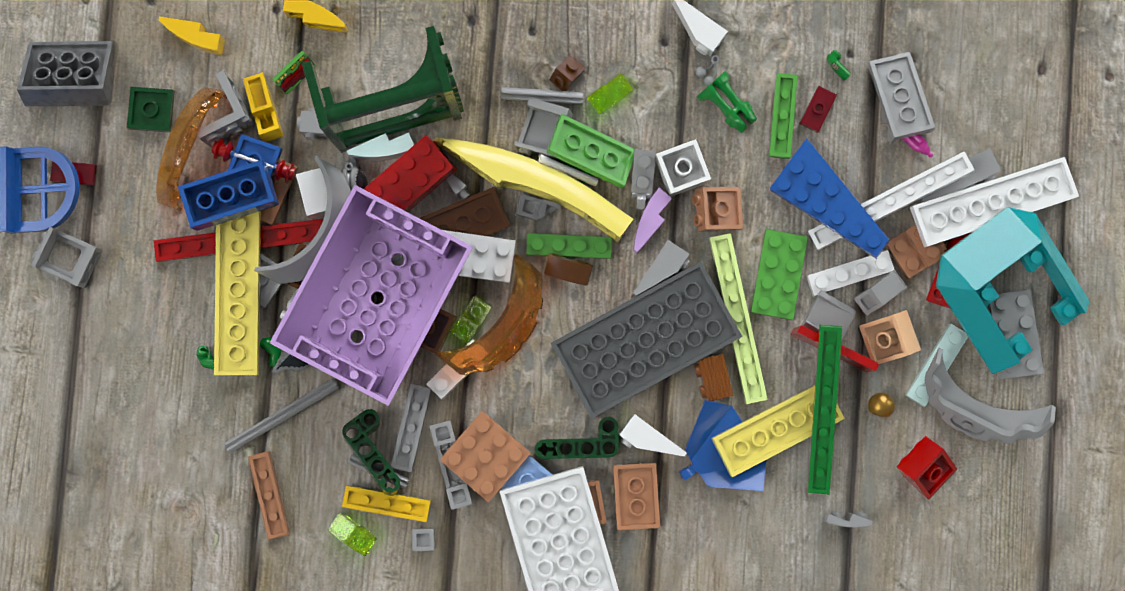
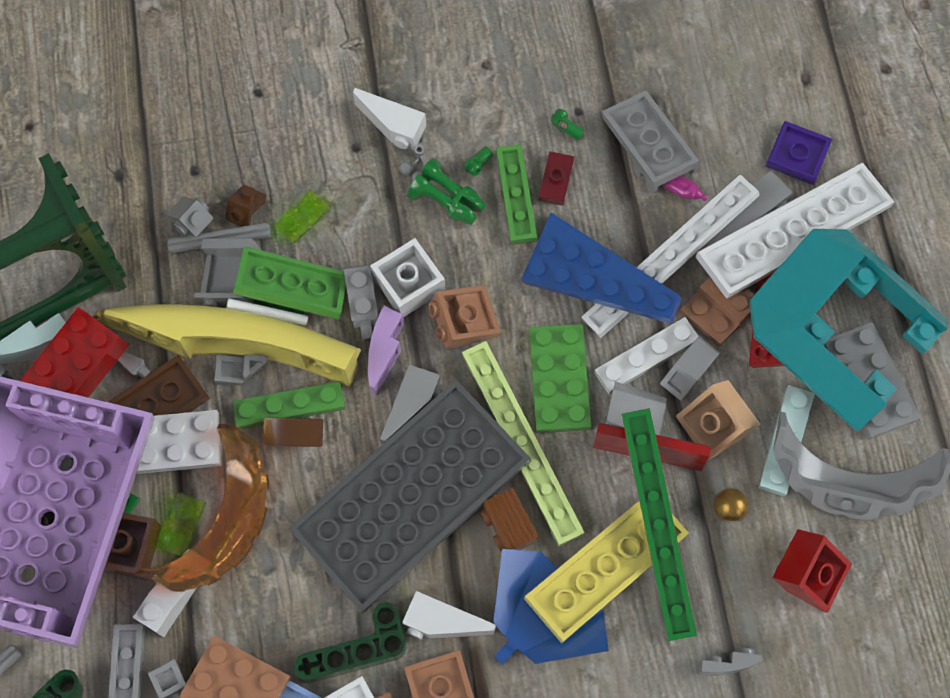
camera: 10 degrees left, 15 degrees down
(523, 74) = (190, 216): none -> light grey brick
(755, 82) = (474, 163): none -> green arm
(1016, 134) = (798, 152): none -> dark purple tile

